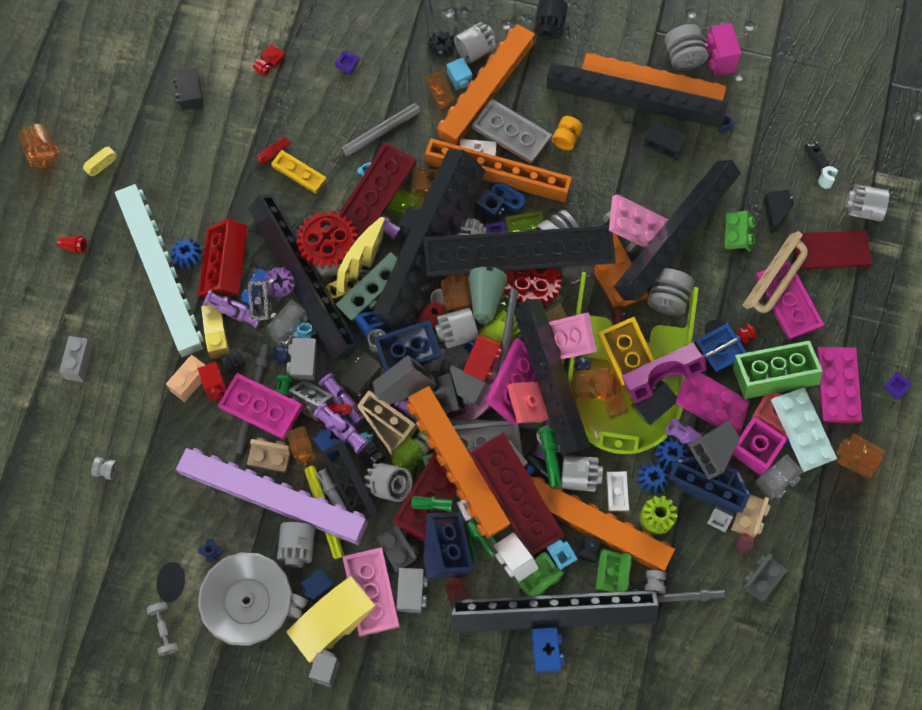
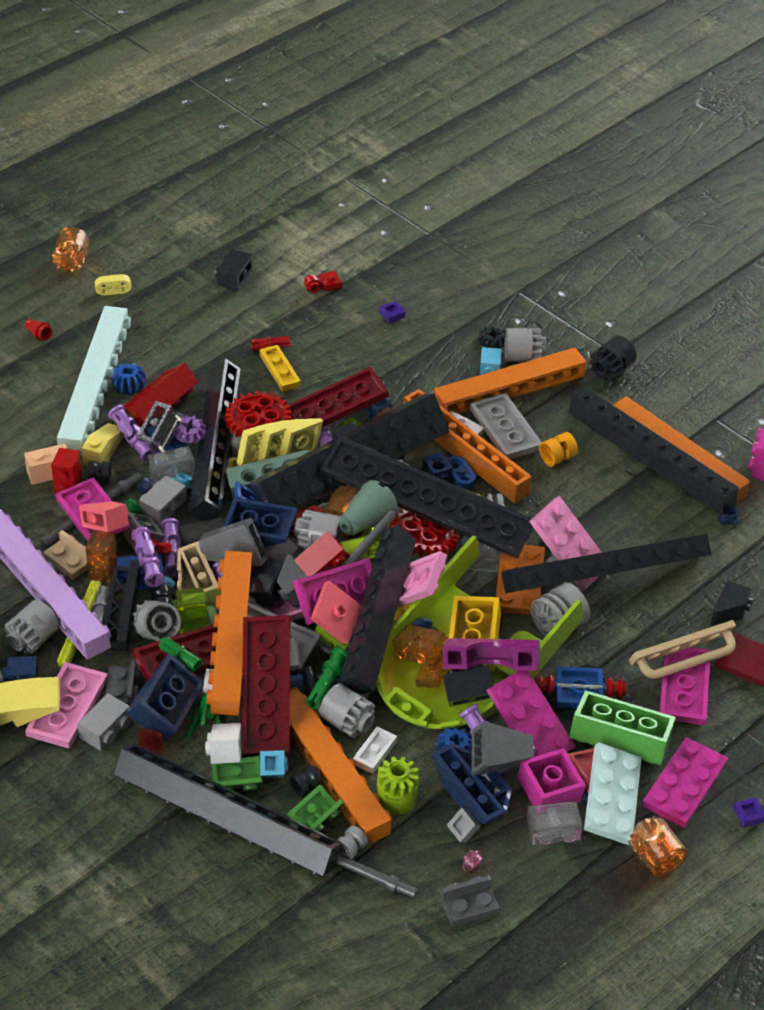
camera: 30 degrees right, 25 degrees down
(285, 414) = (104, 516): none -> coral slope
(381, 129) = (387, 372): light grey axle -> none
(439, 89) = (462, 366): clear orange plate -> none
(542, 662) = (192, 840): blue brick -> none
(646, 474) = (421, 754): blue gear -> none
(665, 140) = (655, 499): black brick -> none
(686, 47) = (731, 434): light grey wheel -> none
(739, 230) = (677, 604): bright green bracket -> none
(751, 518) = (499, 841): tan bracket -> none

